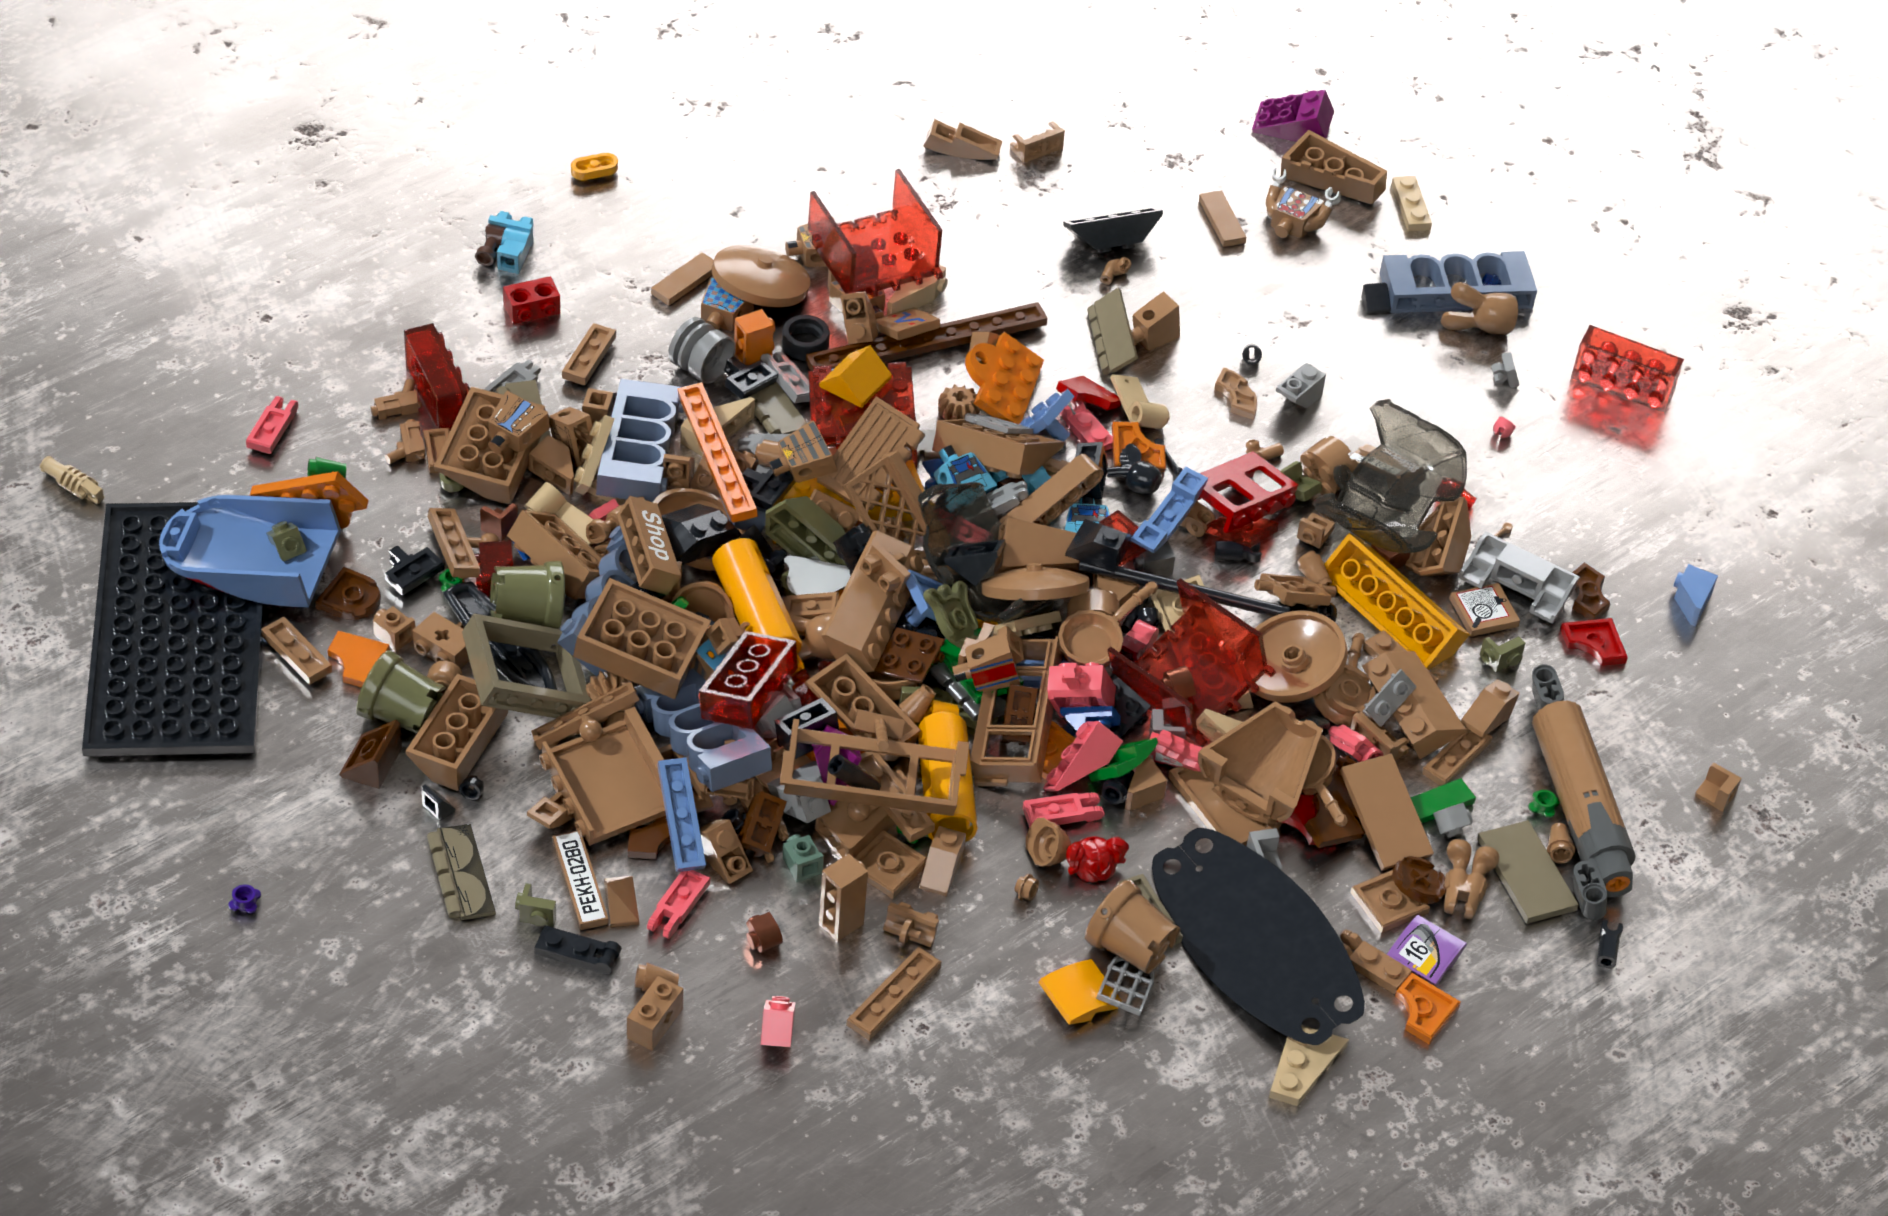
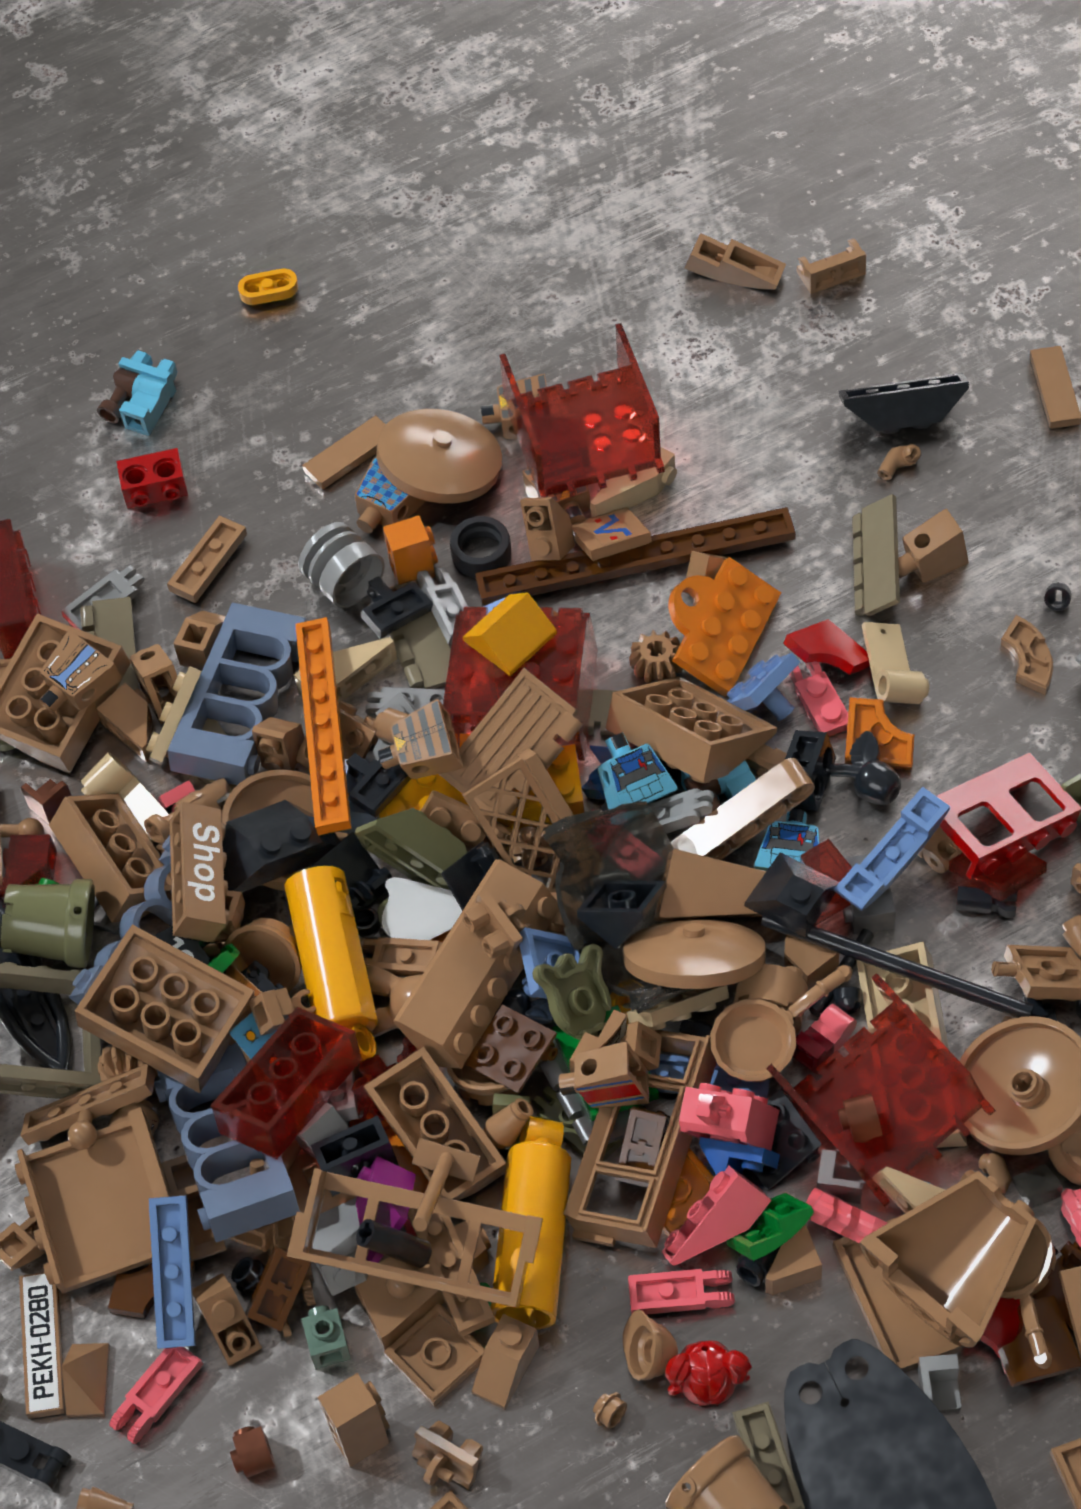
camera: 20 degrees right, 10 degrees up
(997, 424) = (695, 684): light grey window -> none
(1177, 470) = (911, 726): black hinge -> none
(1266, 453) = (1048, 750): medium nougat arm -> none

